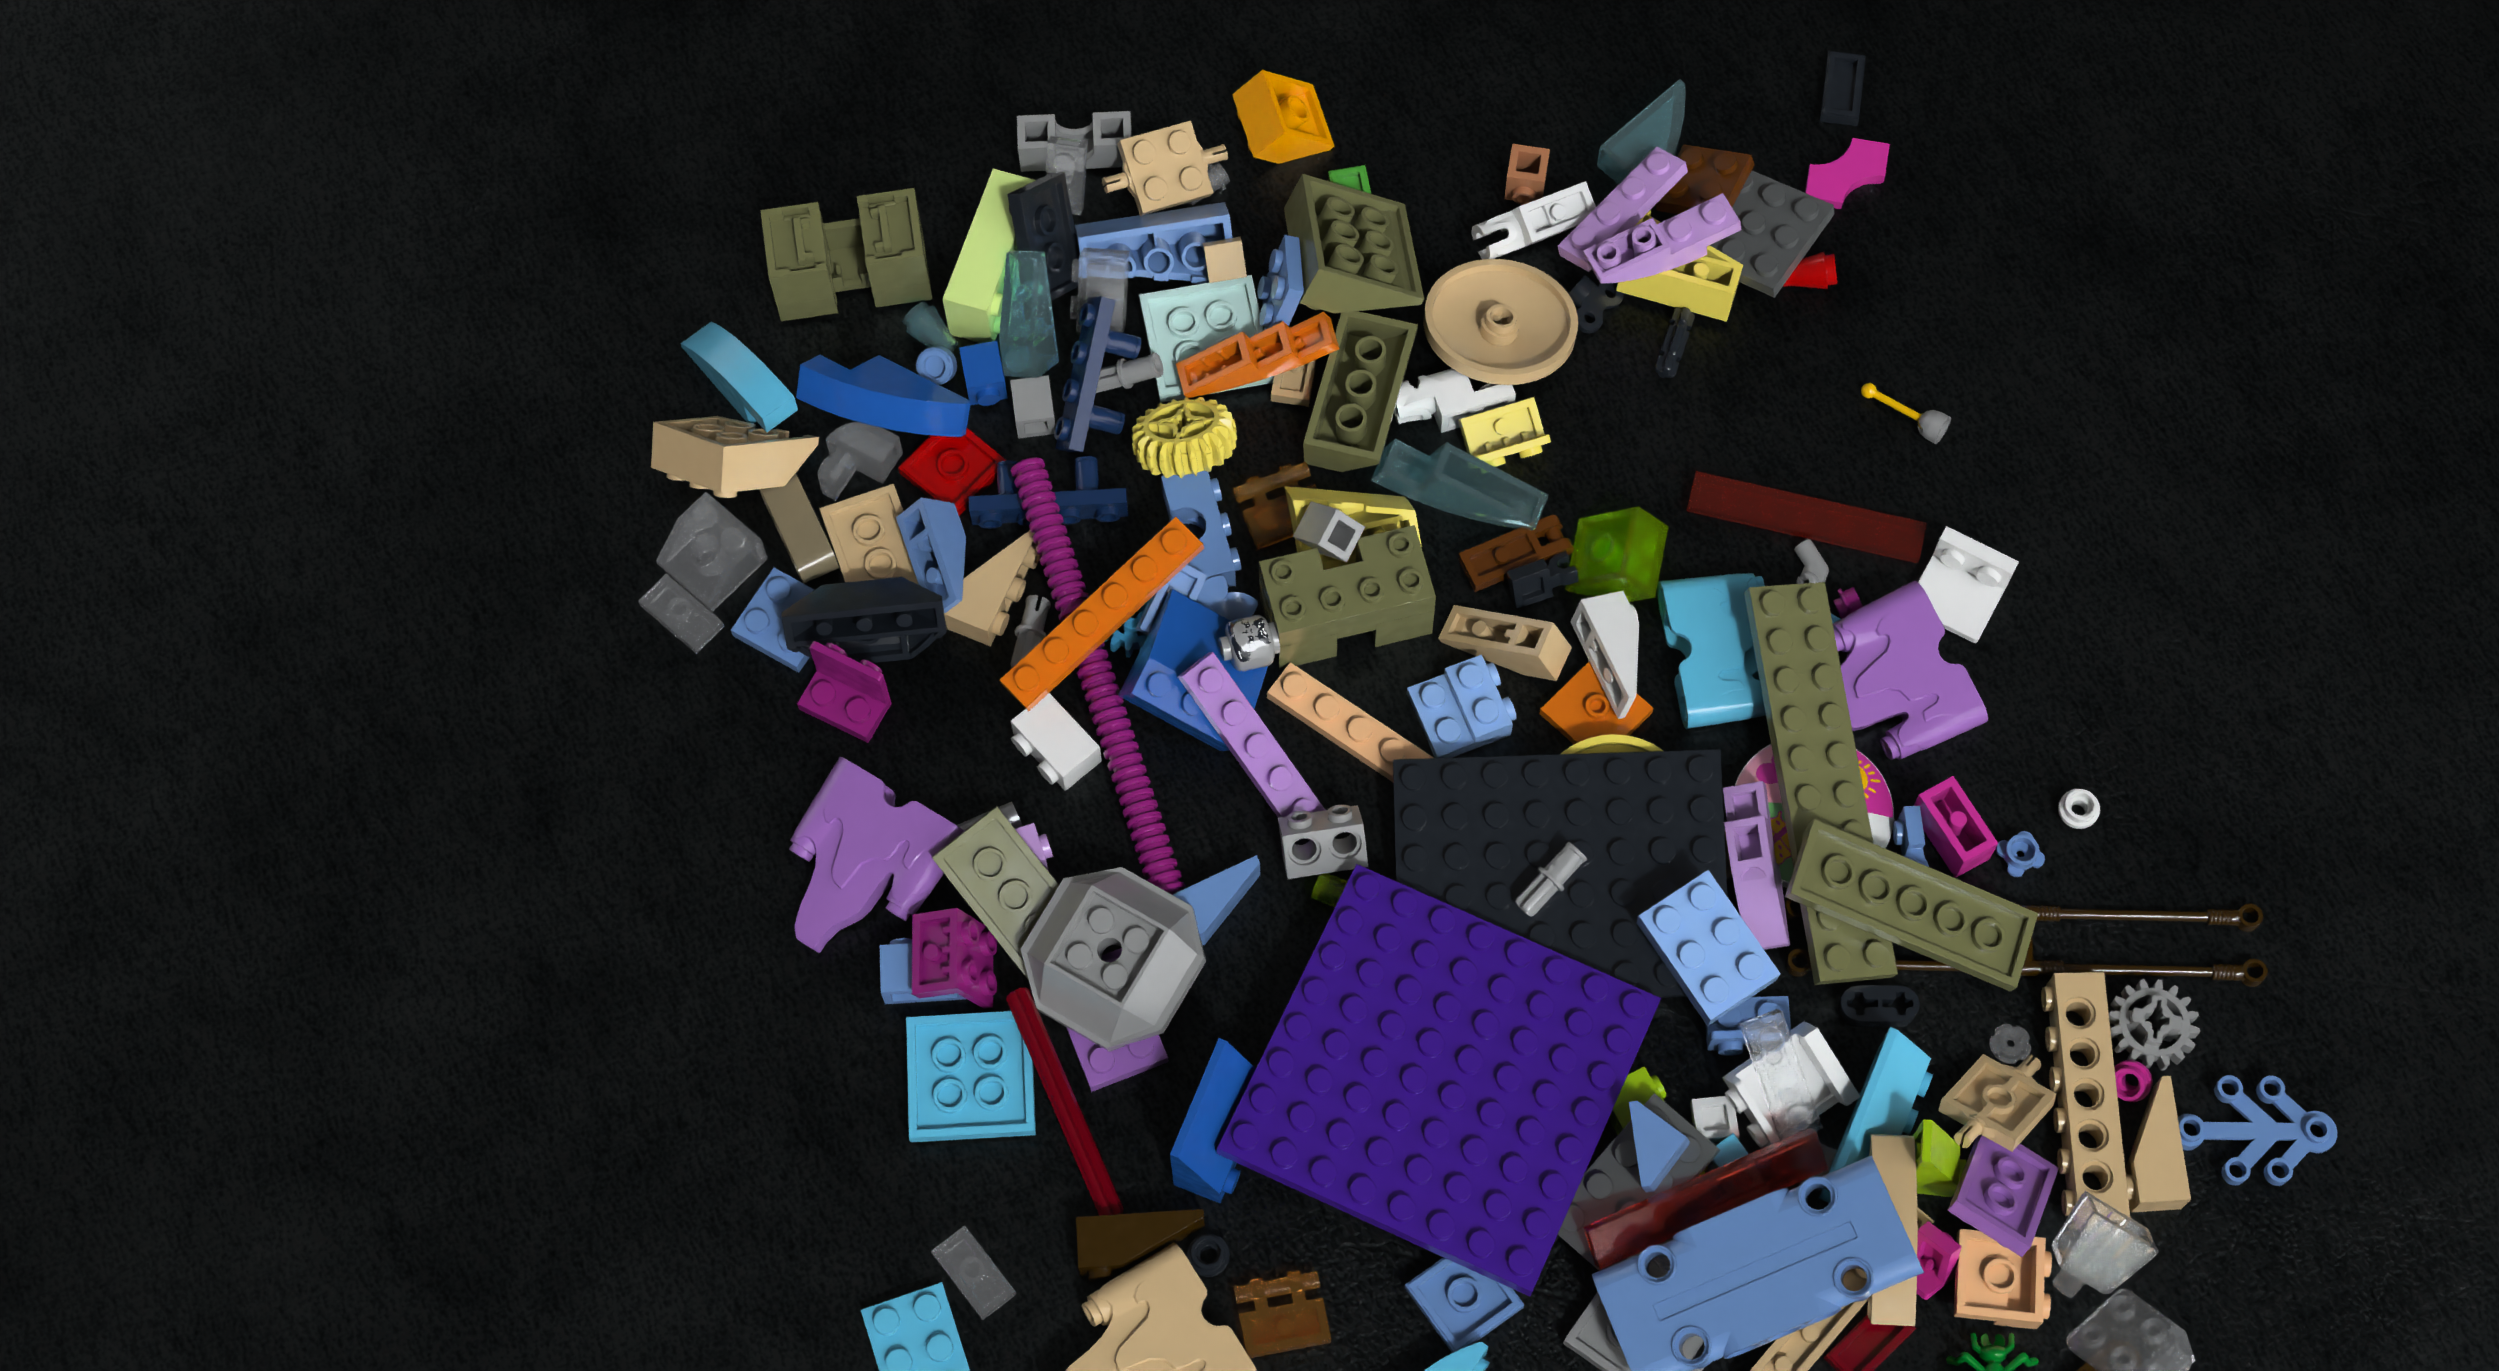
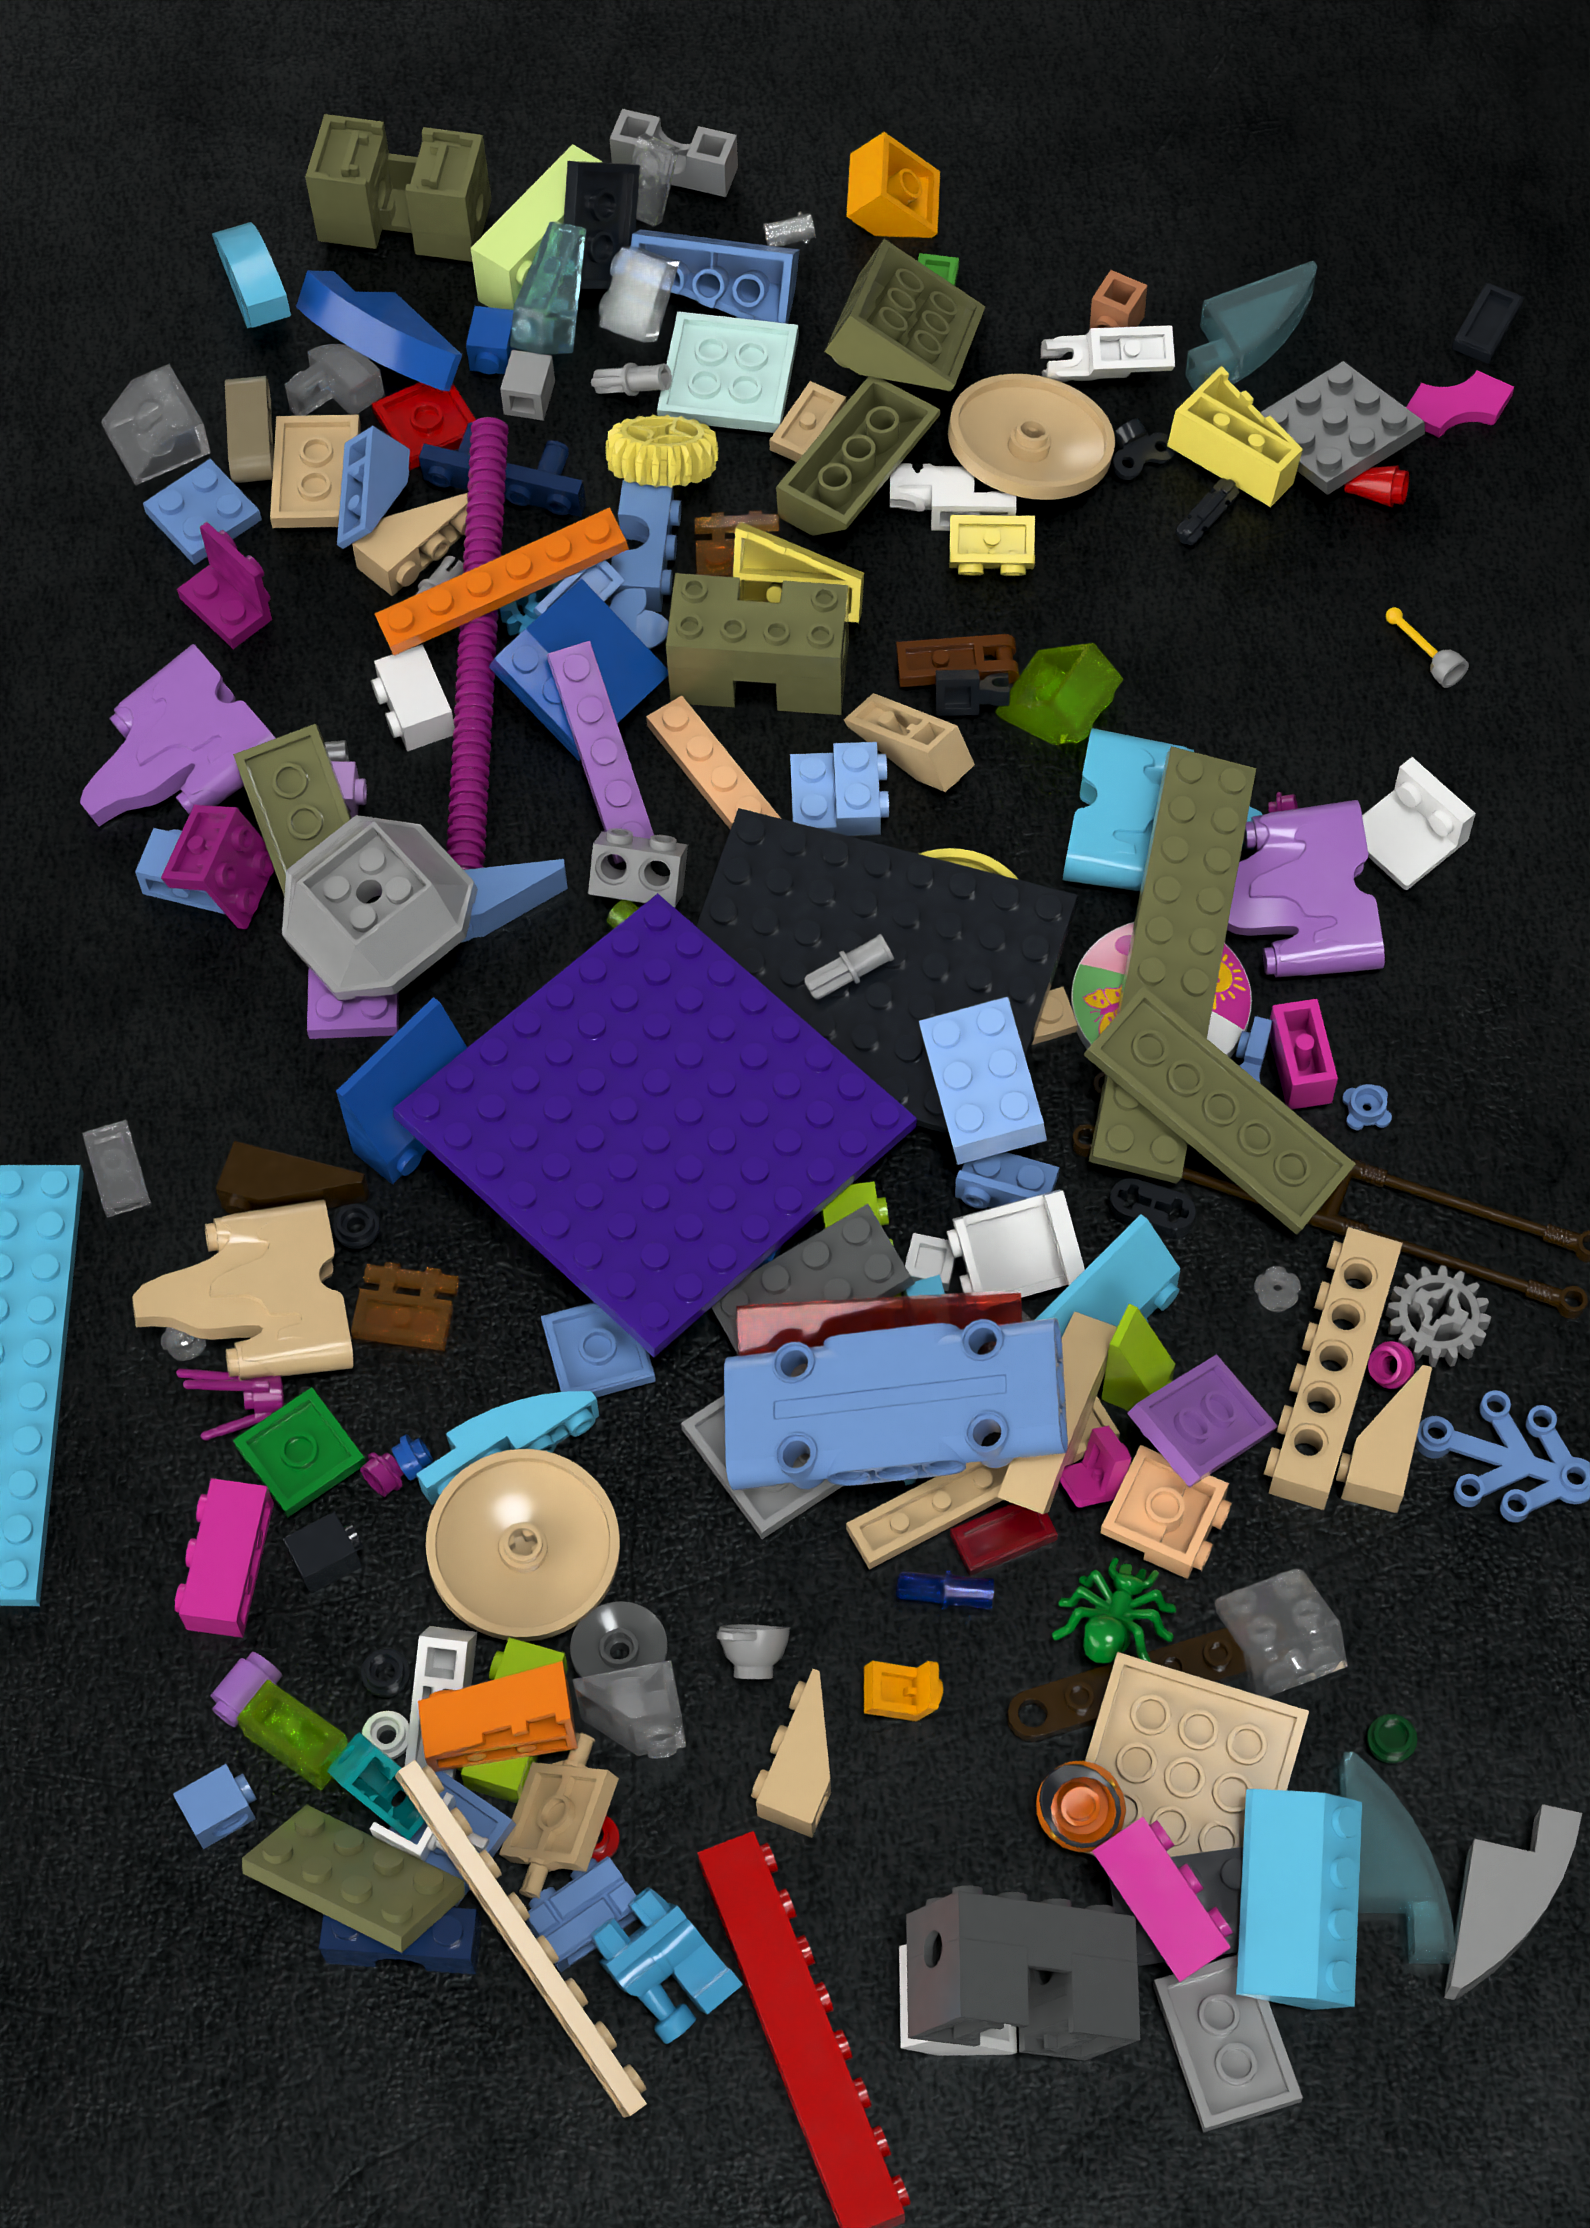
camera: 20 degrees right, 5 degrees down
(681, 613) = (103, 476): clear plate -> none
(727, 454) = (207, 338): tan wedge -> none
(867, 619) = (283, 528): black wedge -> none
(928, 327) = (457, 285): clear light blue cone -> none
(937, 364) = (450, 320): medium blue tile -> none
(968, 1078) = (193, 982): medium azure plate -> none
(1064, 1102) = (272, 1031): dark red axle -> none
(1087, 362) = (574, 378): dark blue plate -> none
(1165, 168) = (749, 198): tan plate -> none
(1224, 260) = (774, 300): tan tile -> none
(1249, 643) = (637, 652): light grey head -> none
(1252, 359) = (758, 397): orange slope -> none
(1283, 284) = (815, 339): medium blue plate -> none
(1329, 531) = (758, 566): light grey brick -> none
(1459, 485) = (924, 577): clear light blue slope -> none
(1584, 711) = (981, 824): orange plate -> none
(1610, 637) = (1015, 762): white slope -> none
(1625, 204) = (1199, 361): lavender plate -> none
(1656, 1145) = (841, 1250): medium blue slope -> none
(1663, 246) = (1212, 404): lavender slope -> none
(1708, 176) = (1300, 367): reddish brown plate -> none
(1754, 864) = (1072, 1027): lavender slope -> none
(1780, 1074) = (1011, 1229): clear plate -> none
(1807, 517) = (1277, 717): clear red tile -> none
(1815, 567) = (1264, 762): light grey arm -> none
(1997, 1102) = (1235, 1335): tan plate -> none
(2086, 801) = (1450, 1071): white plate -> none
(2099, 1247) = (1283, 1511): clear torso -> none

